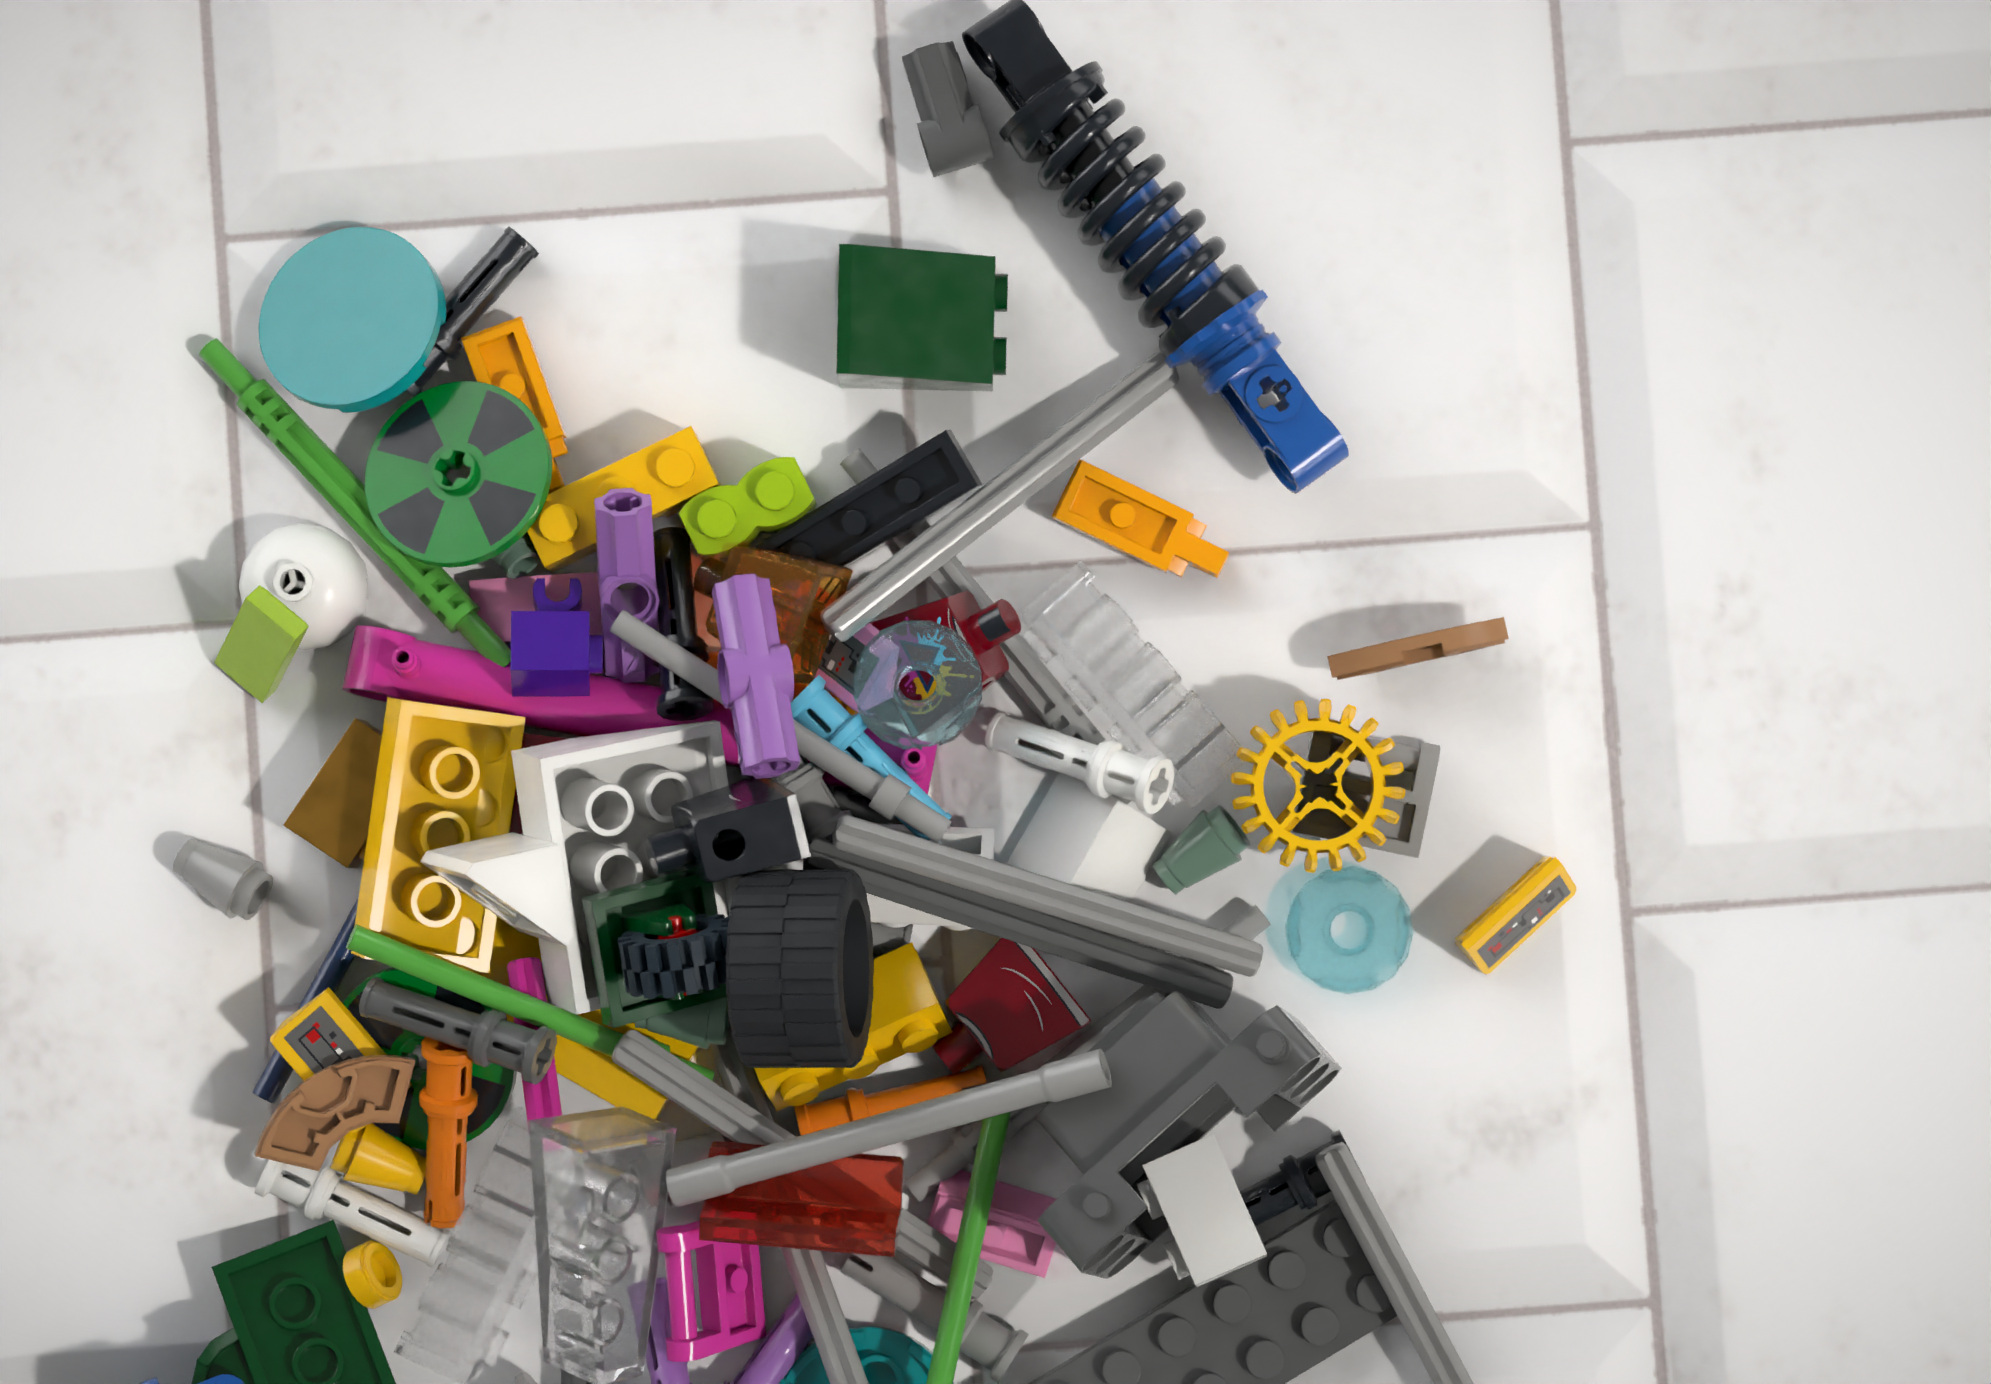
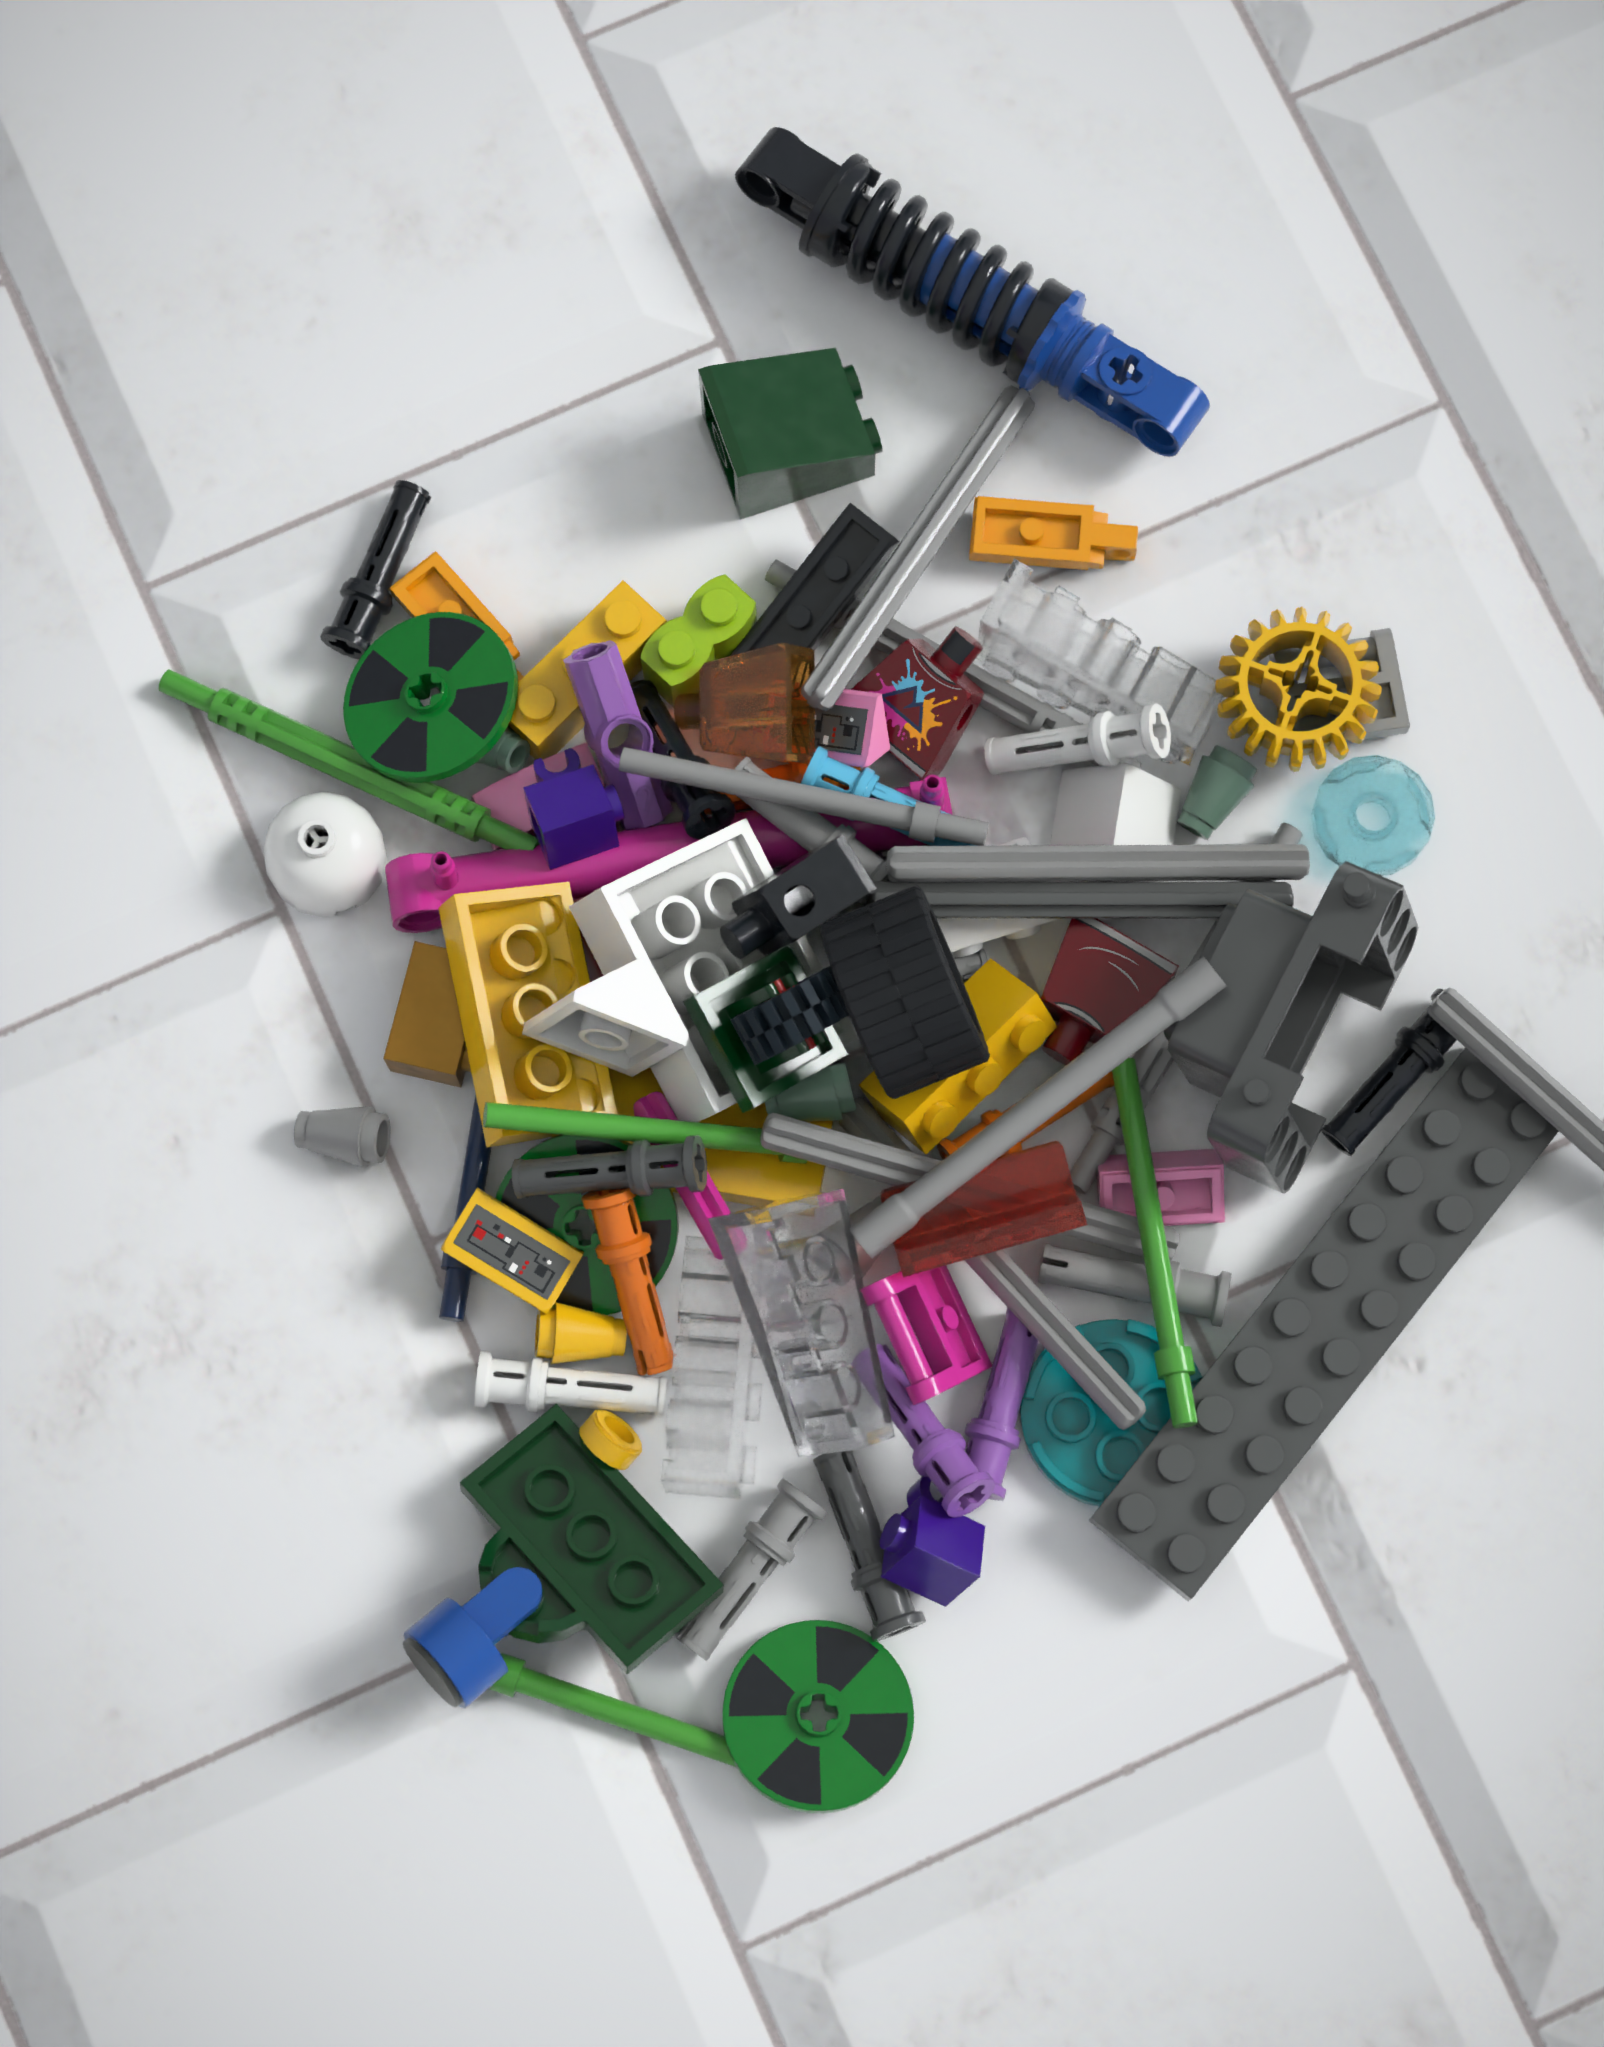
camera: 20 degrees left, 10 degrees down
(261, 643) = (305, 908): lime tile -> none
(332, 1105) = (519, 1288): medium nougat tile -> none
(351, 319) = (286, 603): teal tile -> none
(755, 676) = (766, 753): medium lavender piece -> none
(911, 648) = (875, 712): clear light blue tile -> none
(949, 124) = (752, 264): dark grey piece -> none
(1202, 1211) = (1350, 1096): white brick -> none
(1418, 648) = (1335, 547): medium nougat tile -> none
(1516, 914) = (1516, 747): yellow slope -> none

